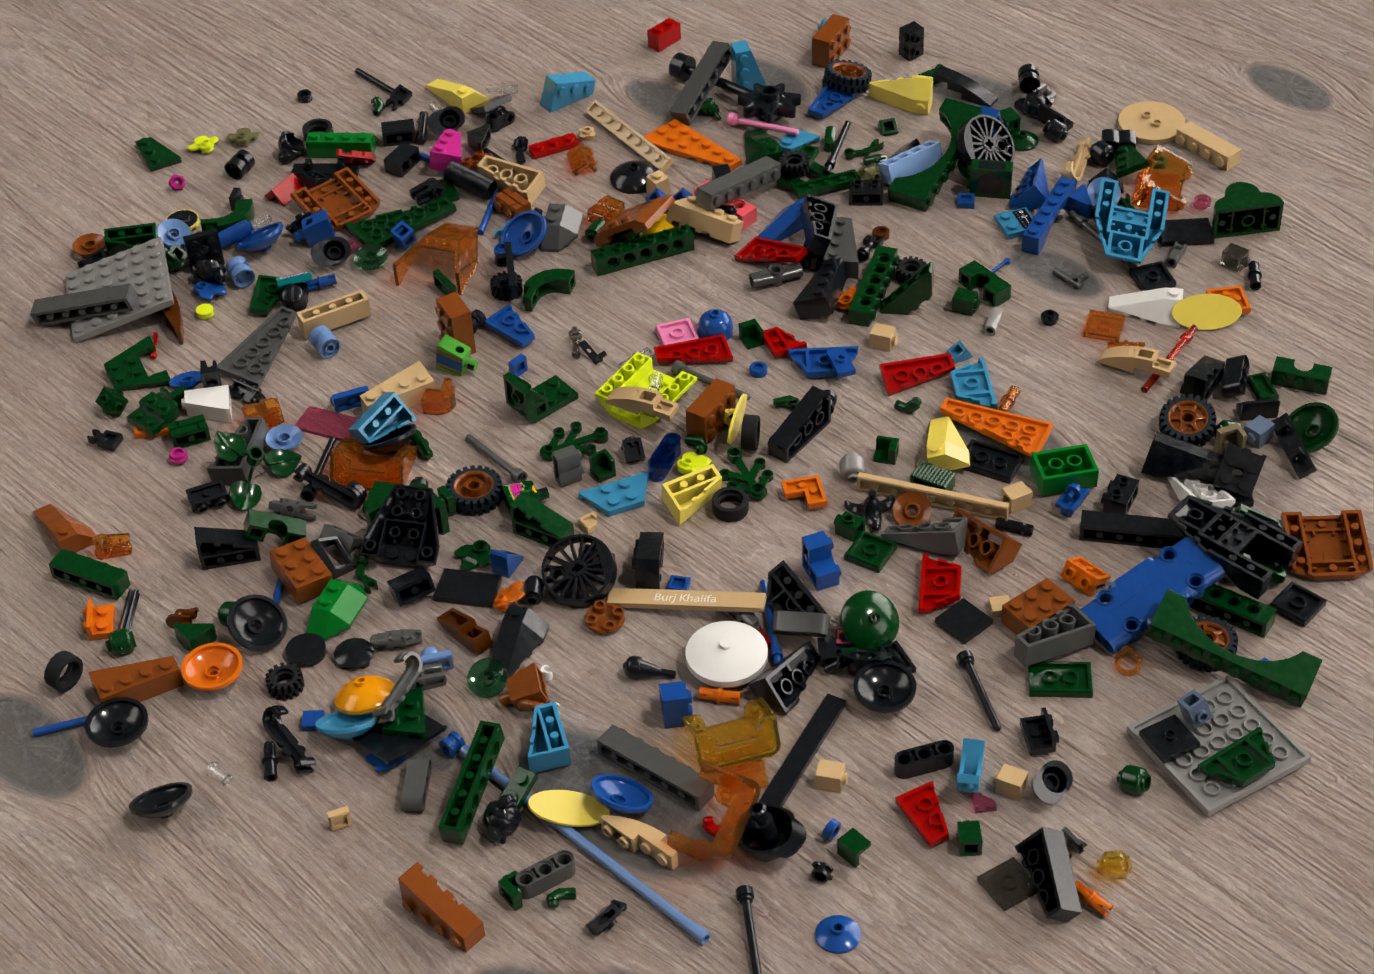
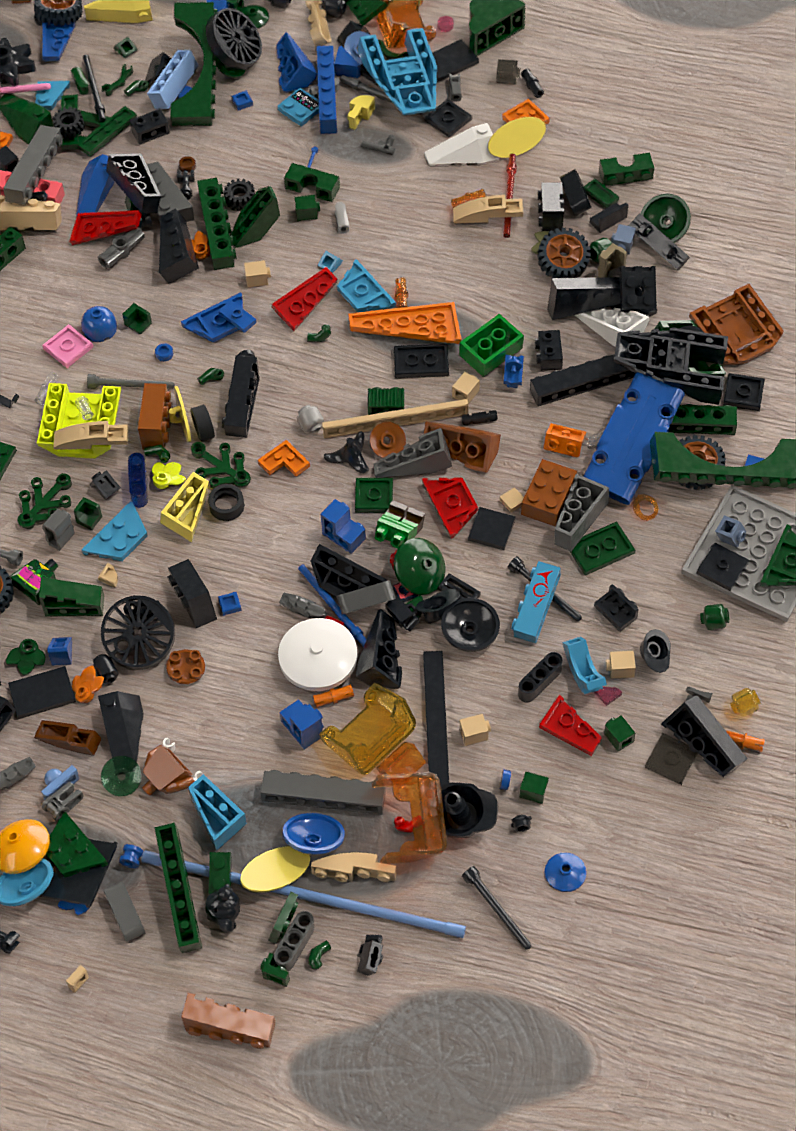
camera: 30 degrees left, 15 degrees up
(413, 669) = (54, 826): dark grey piece -> none
(546, 845) = (286, 913): none -> dark green plate
(636, 668) = (246, 703): black piece -> none
(688, 600) = (250, 617): tan tile -> none
(695, 351) = (99, 355): red wing -> none
(780, 341) = (169, 316): red wing -> none
(849, 525) = (342, 478): dark green brick -> none
(869, 172) = (142, 105): olive rock -> none
(874, 577) = (399, 524): none -> green hips
(886, 450) = (328, 388): dark green panel -> none
(946, 446) = (378, 363): light yellow wedge -> none
(962, 694) = (536, 602): none -> dark azure brick
(990, 178) = (255, 70): brick -> none
(1049, 317) = (386, 194): black plate -> none
(1071, 241) = (360, 108): none -> light yellow brick
(1104, 325) = (437, 184): clear orange tile -> none

